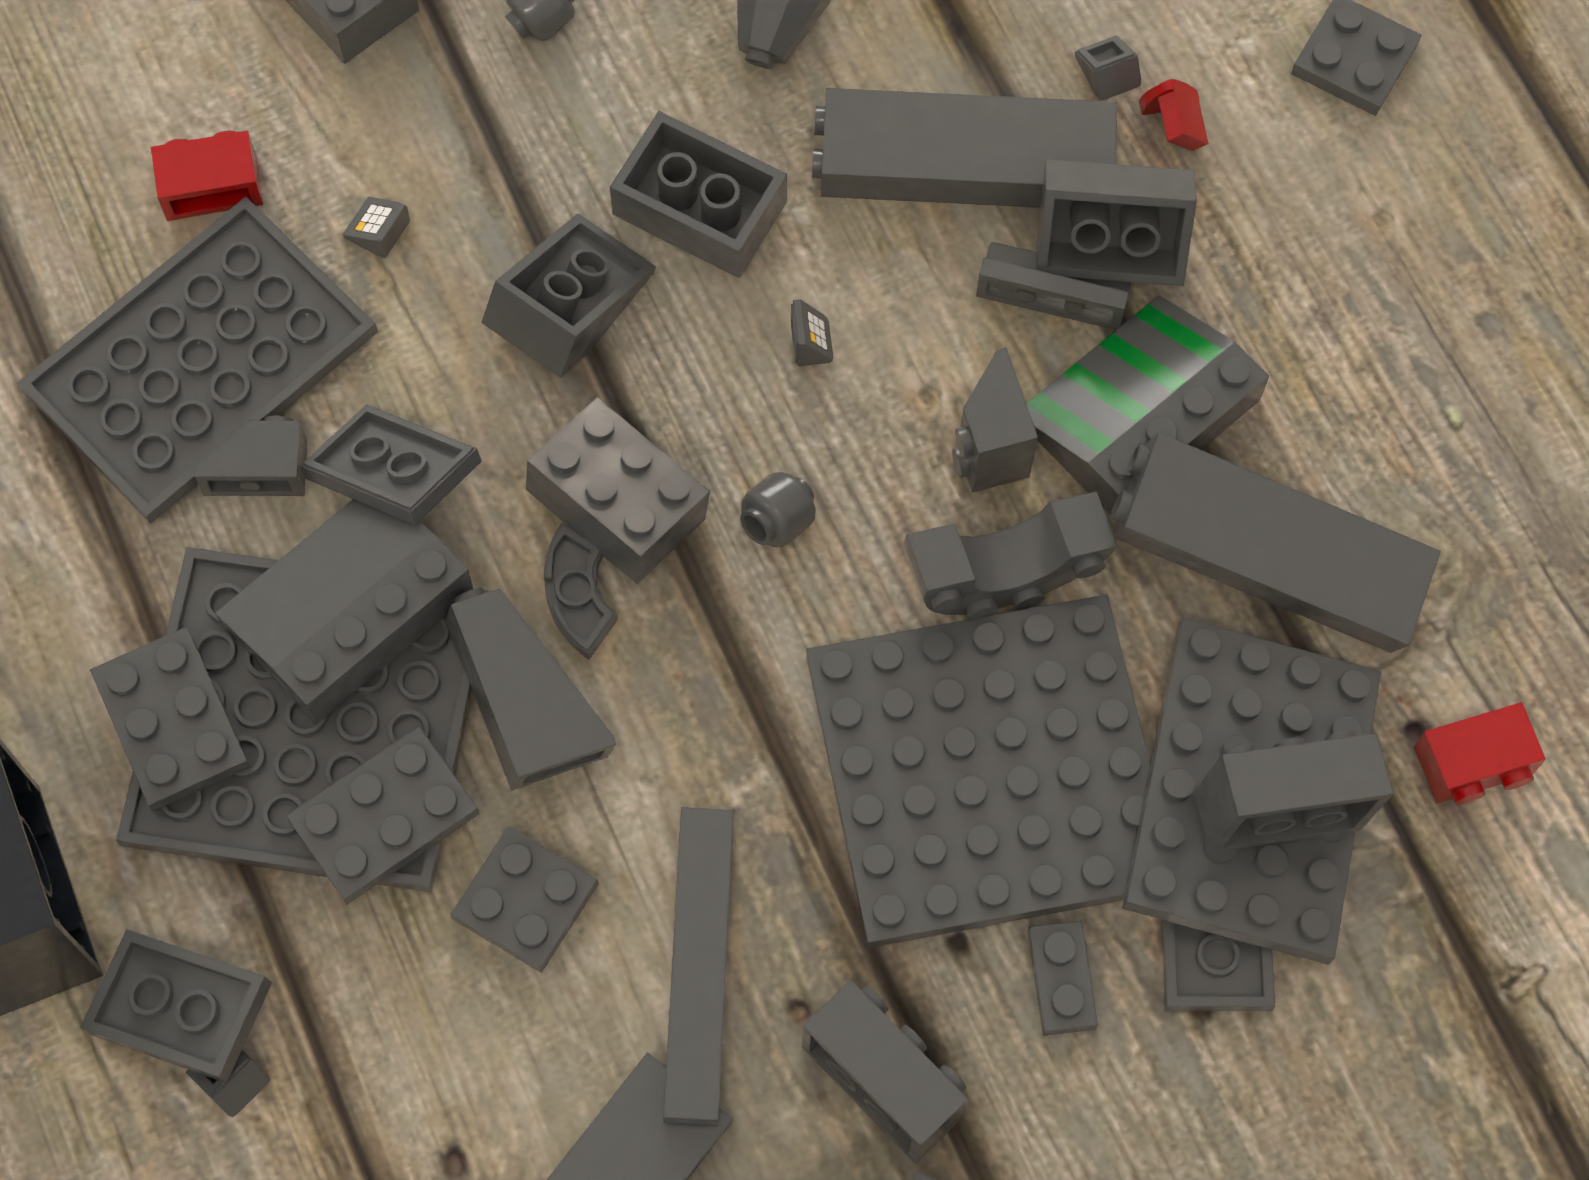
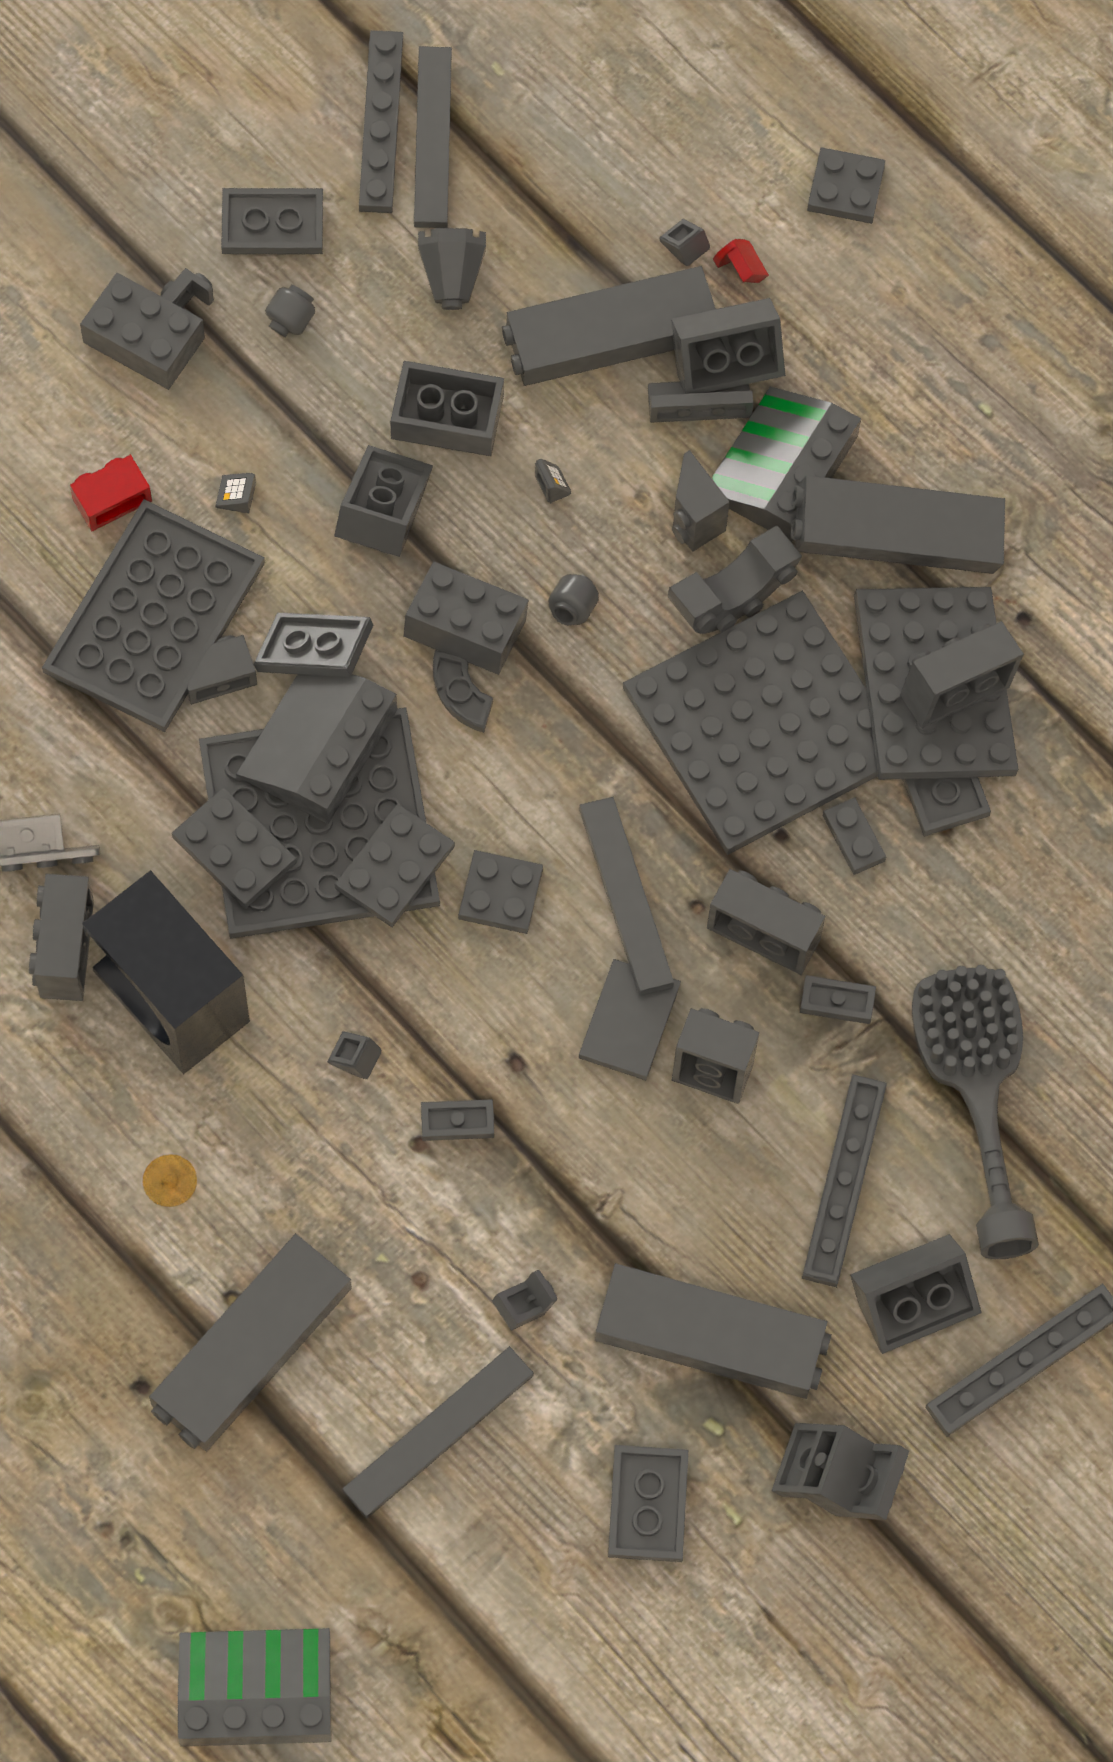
camera: 20 degrees left, 0 degrees up
(176, 1005) = (309, 1020): dark grey plate -> none
(523, 694) = (454, 763): dark grey slope -> none
(1480, 754) = (1068, 619): red piece -> none

